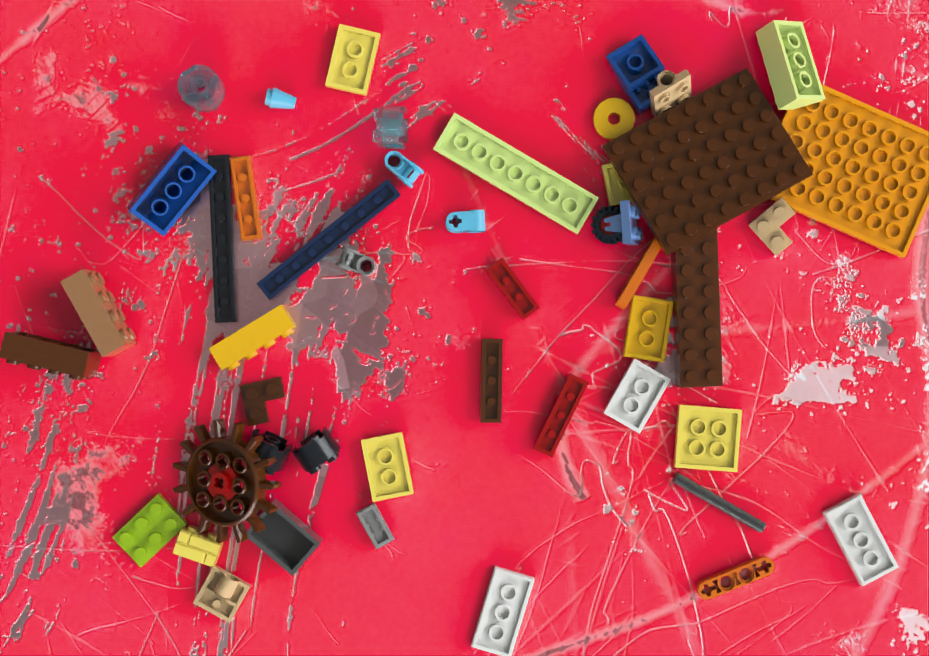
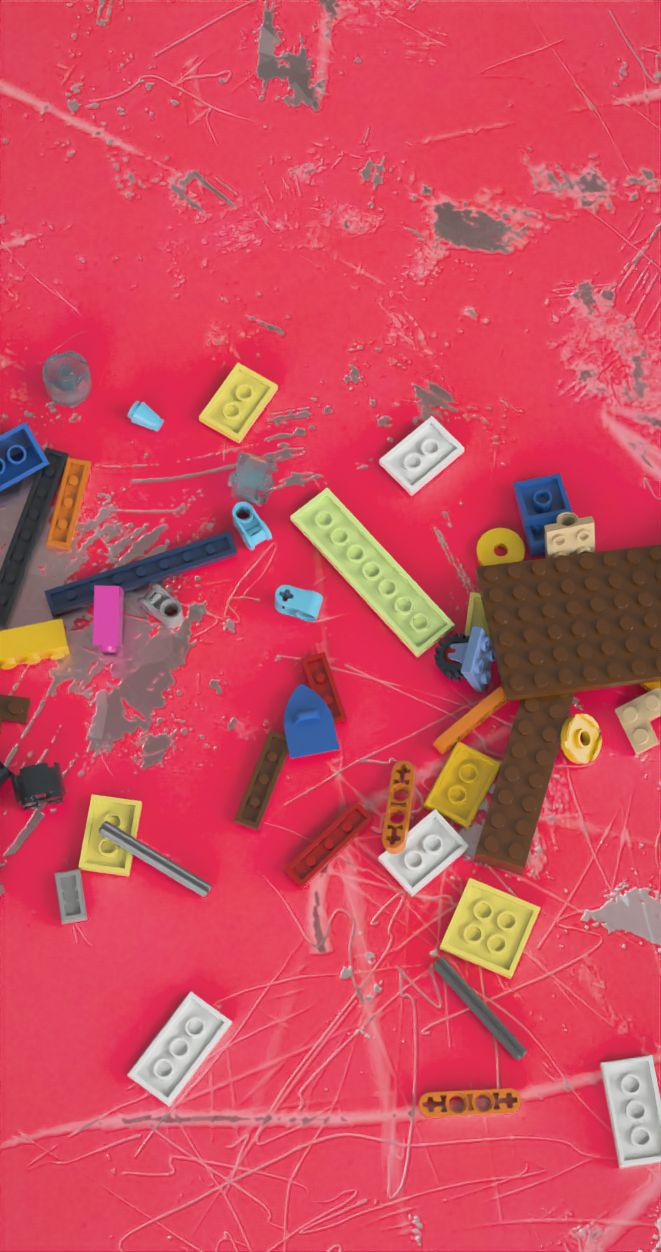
camera: 20 degrees right, 20 degrees down
(318, 293) = (108, 618): none -> dark pink brick
(429, 475) = (155, 858): none -> axle
(511, 323) = (308, 724): none -> blue shield
(521, 56) = (421, 455): none -> white plate
(602, 367) = (402, 807): none -> orange beam
(731, 261) = (570, 738): none -> yellow tile

